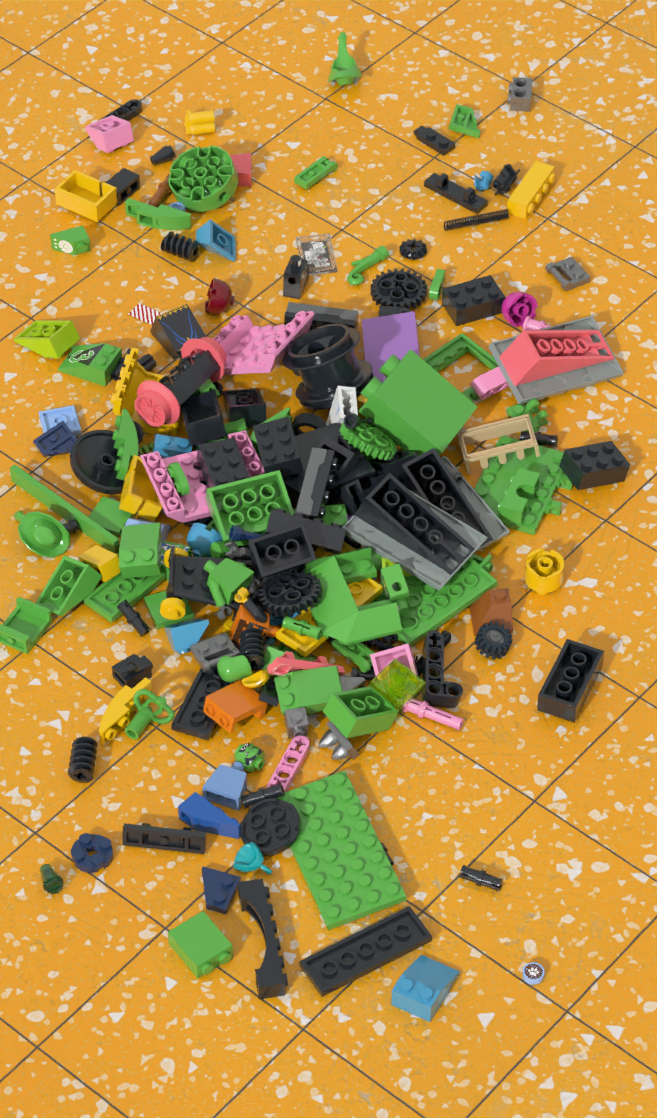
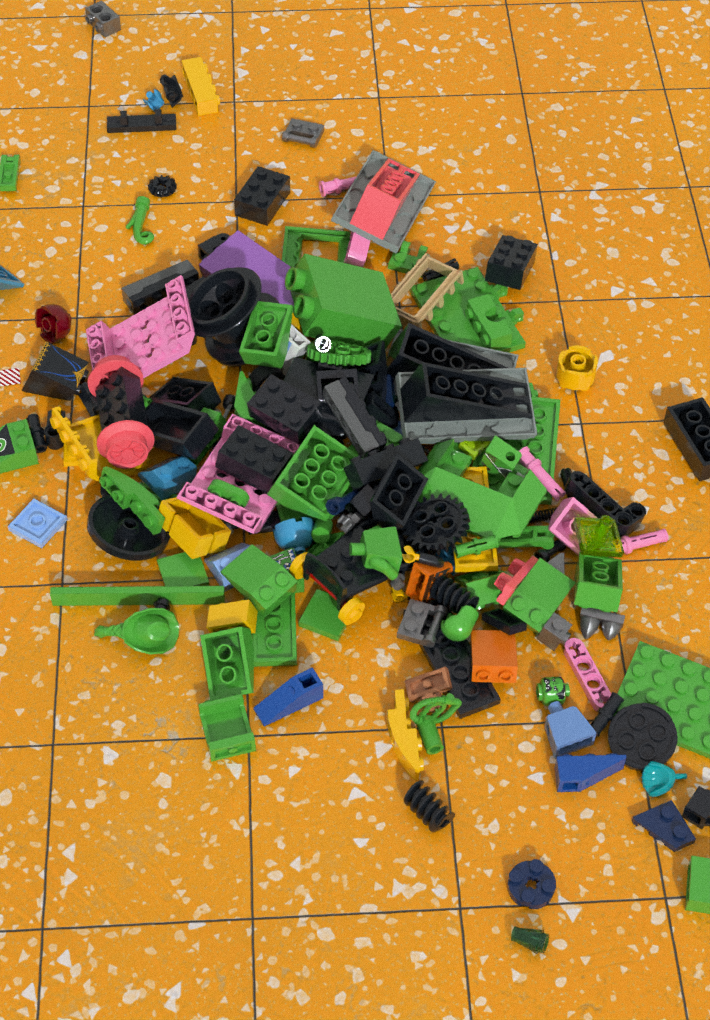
camera: 45 degrees left, 5 degrees up
(55, 441) = (59, 539): dark blue wing -> none
(82, 635) = (290, 697): none -> blue slope
(132, 670) = (369, 694): black piece -> none
(133, 618) = (316, 646): black pin -> none
(164, 838) = (576, 819): black hinge -> none
(174, 693) = (429, 685): none -> nougat hinge
(185, 634) = (375, 626): dark azure slope -> none
(256, 679) = (489, 617): yellow piece -> none
(299, 270) = (97, 257): black torso -> none
(318, 253) = (88, 238): clear tile -> none
(325, 391) = (267, 335): none -> bright green slope
(398, 289) = (192, 223): black gear -> none
(417, 610) = (534, 465): none -> bright pink pin
(434, 140) = (73, 92): black hinge -> none
(437, 284) = (218, 201): bright green piece -> none
(464, 121) = (81, 64): bright green wing -> none
(472, 221) = (185, 135): black piece -> none
(493, 640) = (607, 449): black wheel -> none
(494, 607) = (579, 429): dark orange slope -> none
(517, 307) = (305, 180): dark pink cylinder -> none

